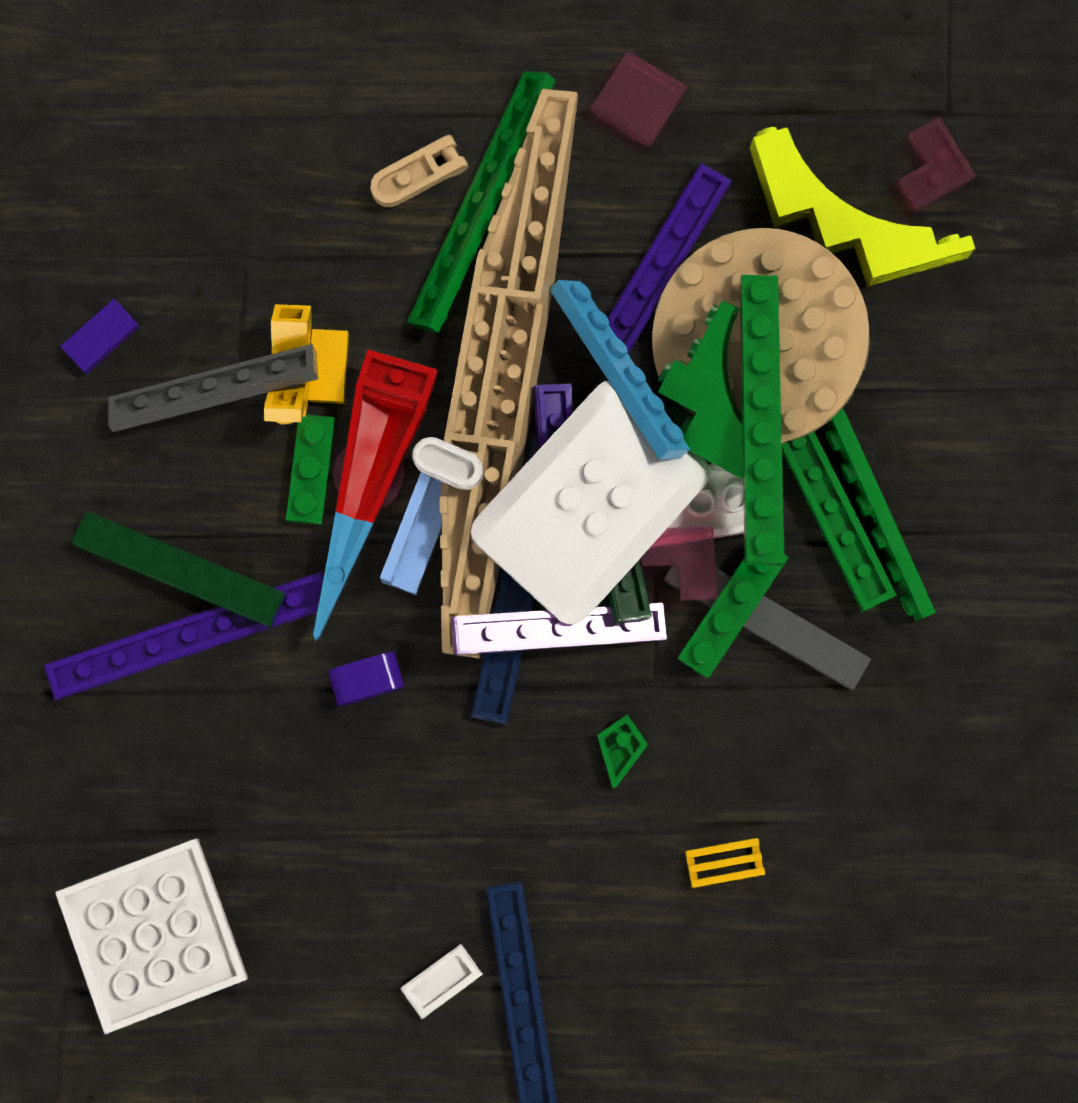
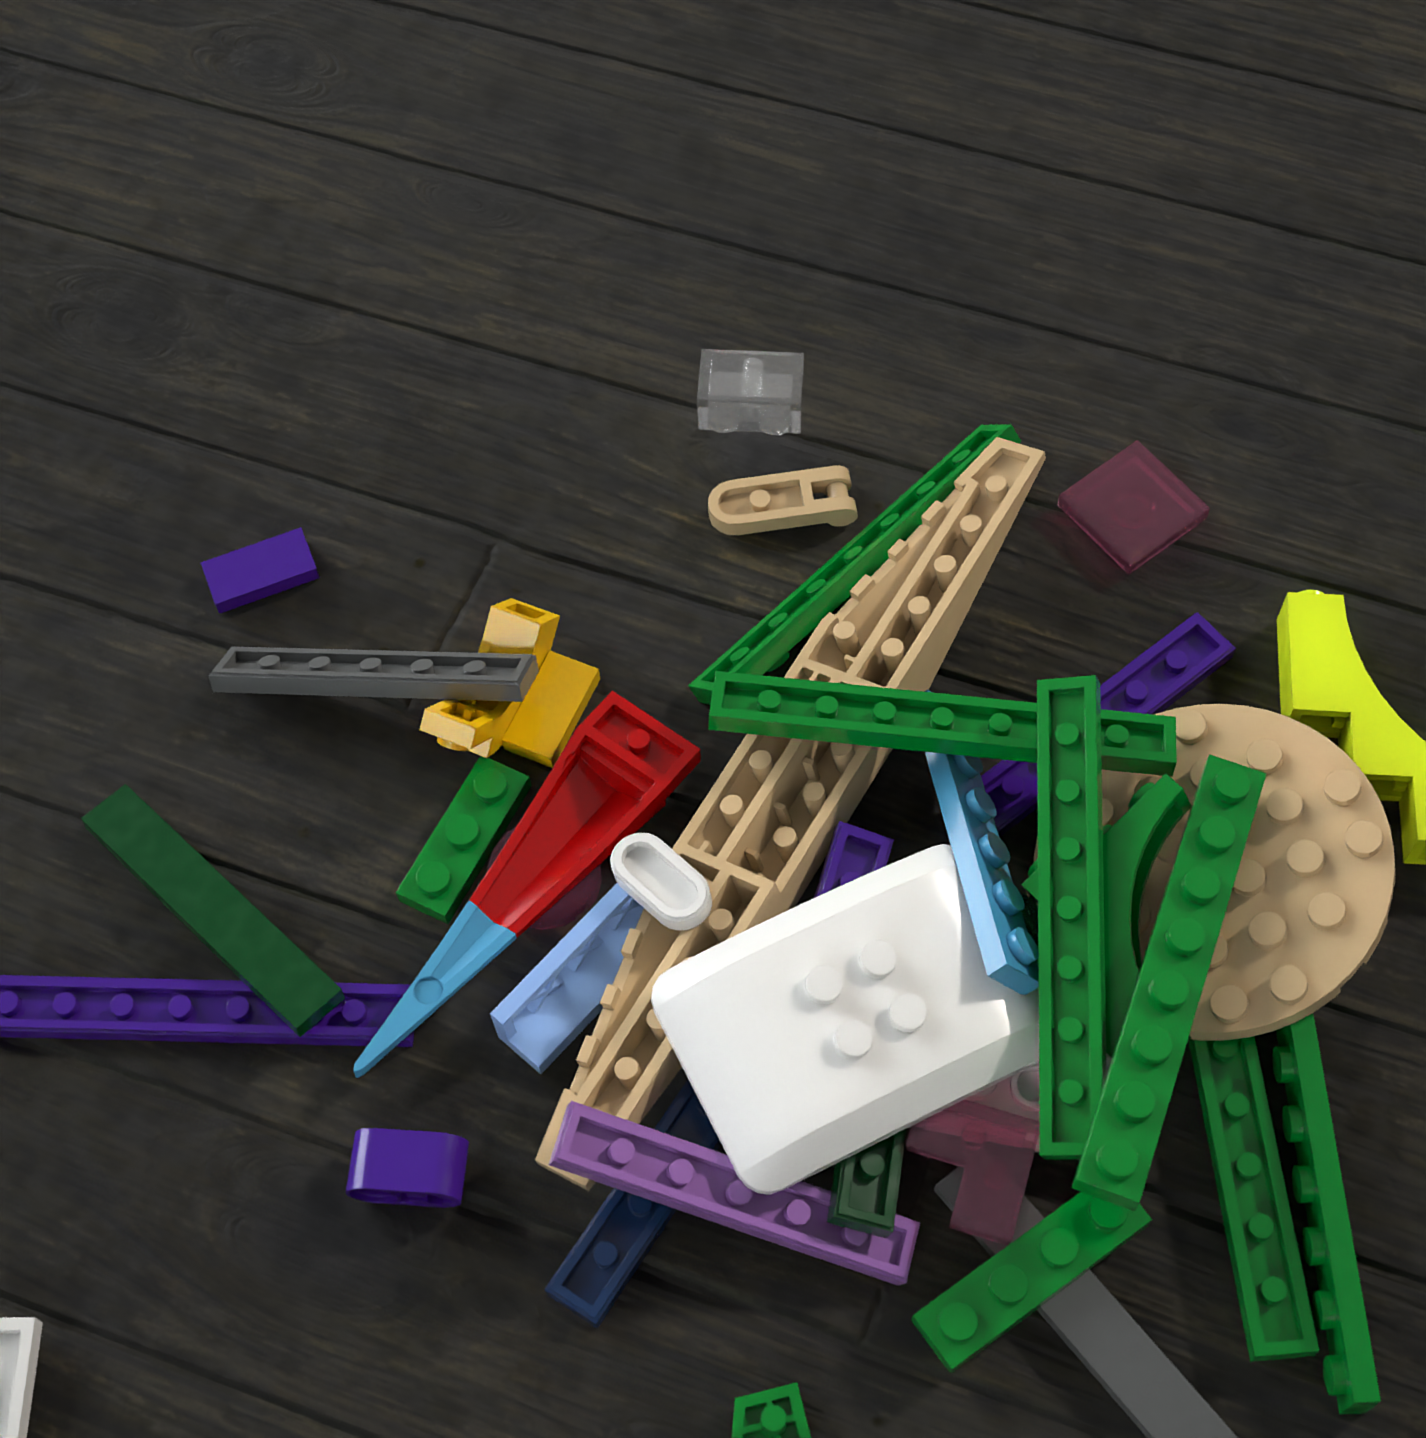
camera: 30 degrees right, 20 degrees down
(367, 99) = (750, 391): none -> clear brick
(577, 306) = (923, 721): none -> green plate
(691, 398) = (1070, 913): none -> green plate

